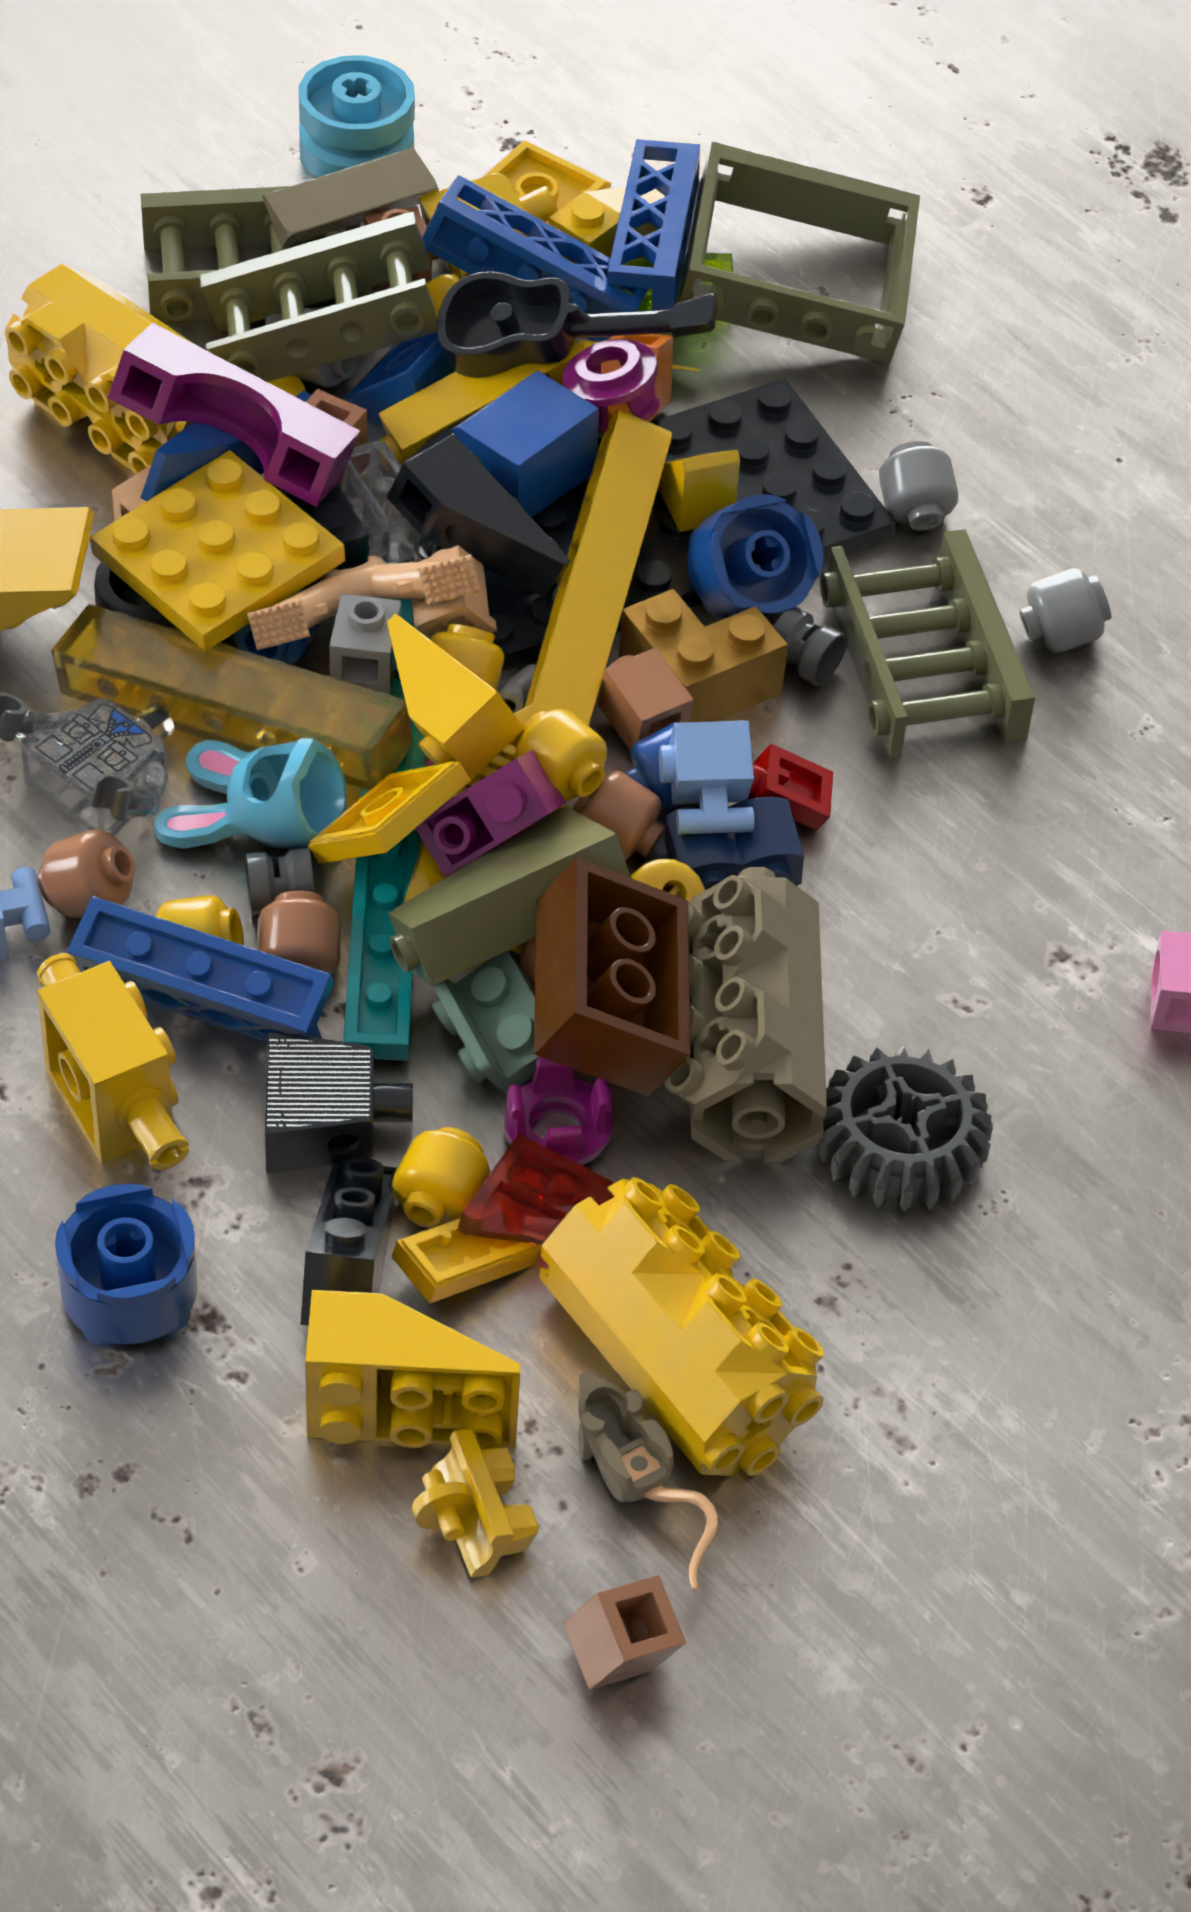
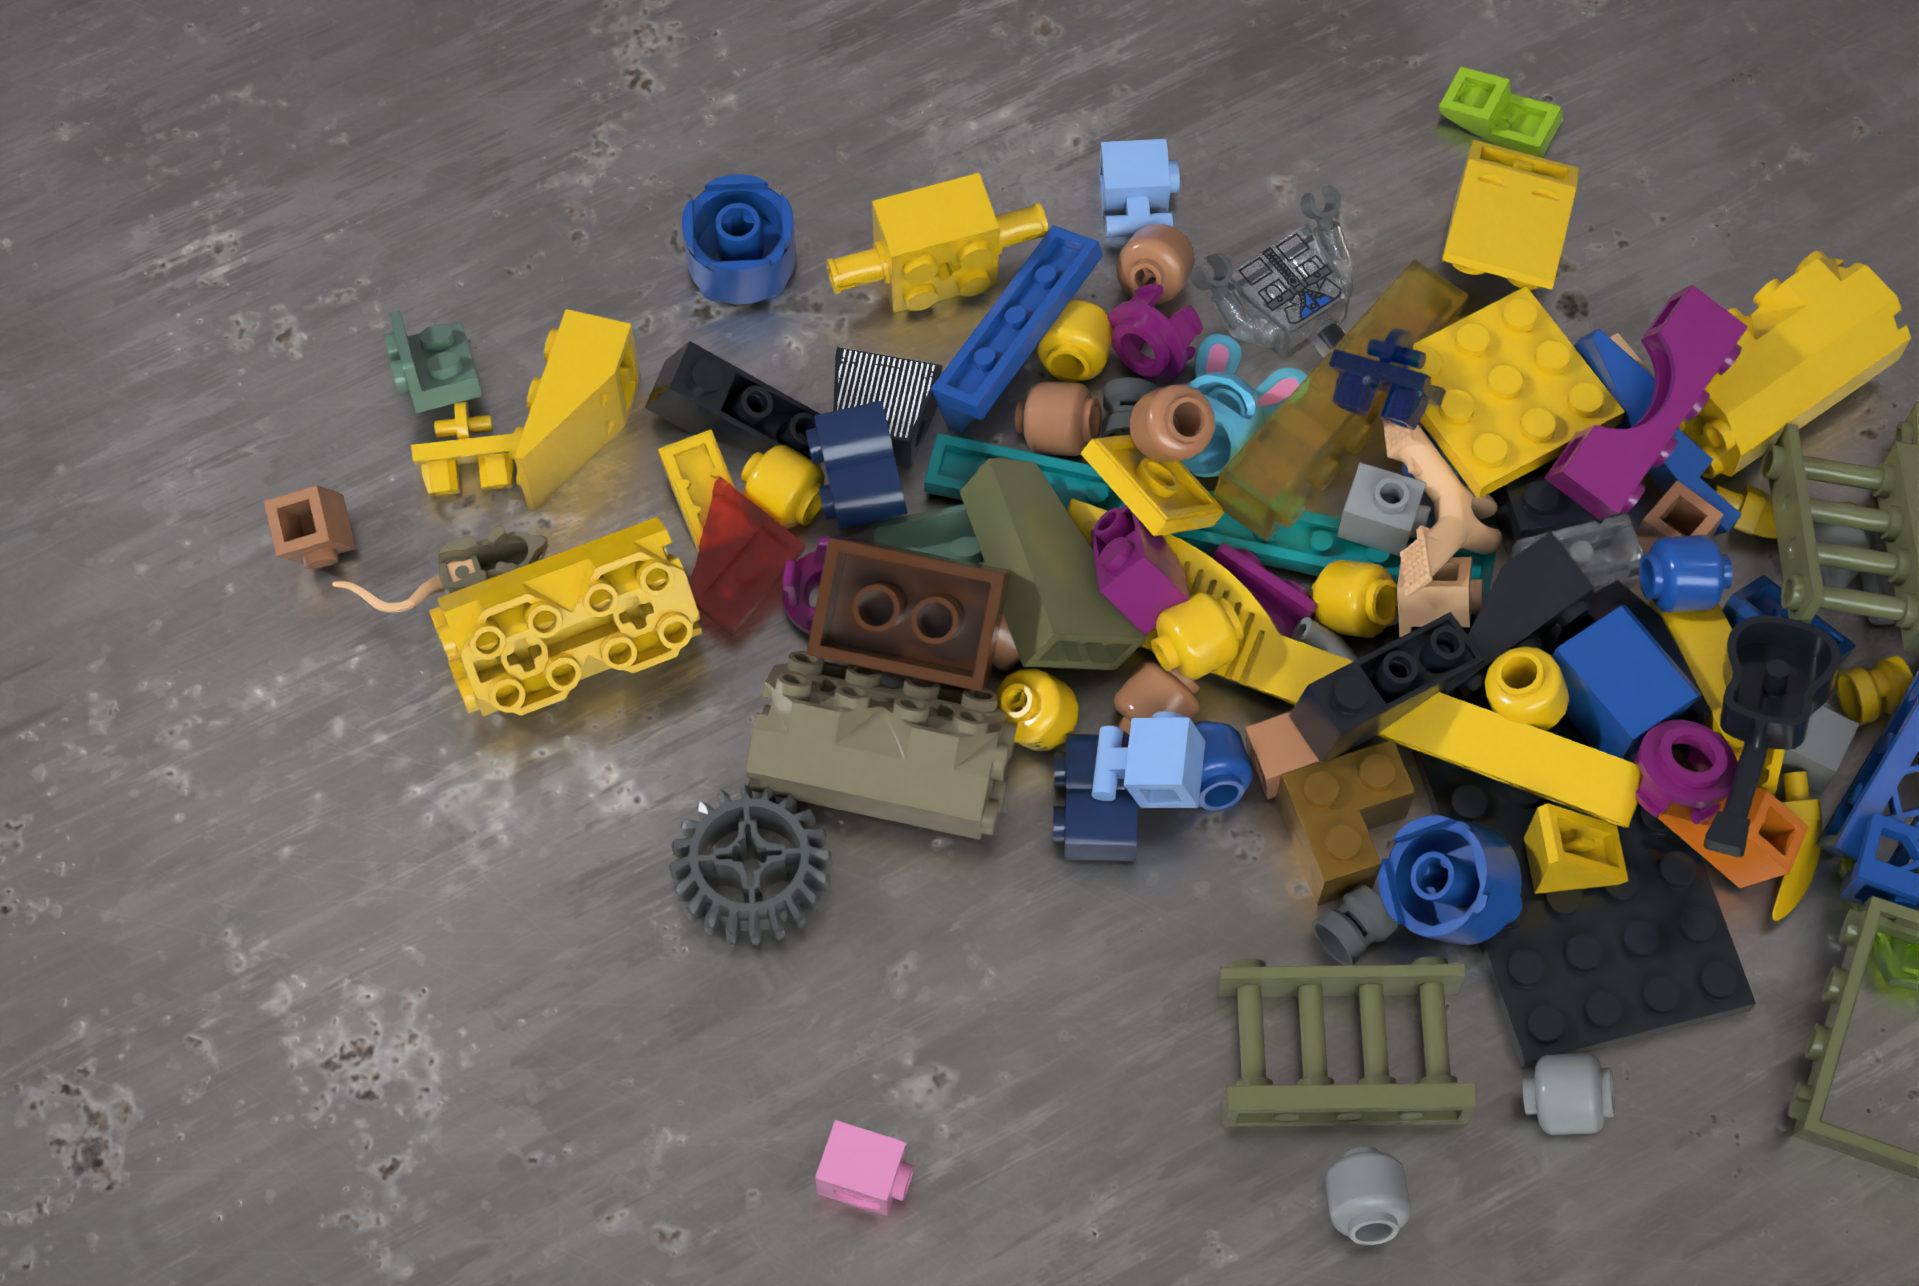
camera: 105 degrees right, 15 degrees up
(188, 864) = (1170, 337): none -> magenta piece
(258, 590) = (1407, 389): none -> clear blue hips
(331, 782) = (1172, 423): none -> nougat head
(366, 1553) = (432, 364): none -> sand green bracket
(396, 403) = (1685, 573): none -> blue head
(423, 1074) = (858, 465): none -> dark blue brick
(449, 703) = (1271, 542): yellow slope -> none
(559, 495) = (1527, 687): none -> yellow head
(594, 600) = (1382, 687): none -> black slope
(796, 779) = (1170, 863): red bracket -> none

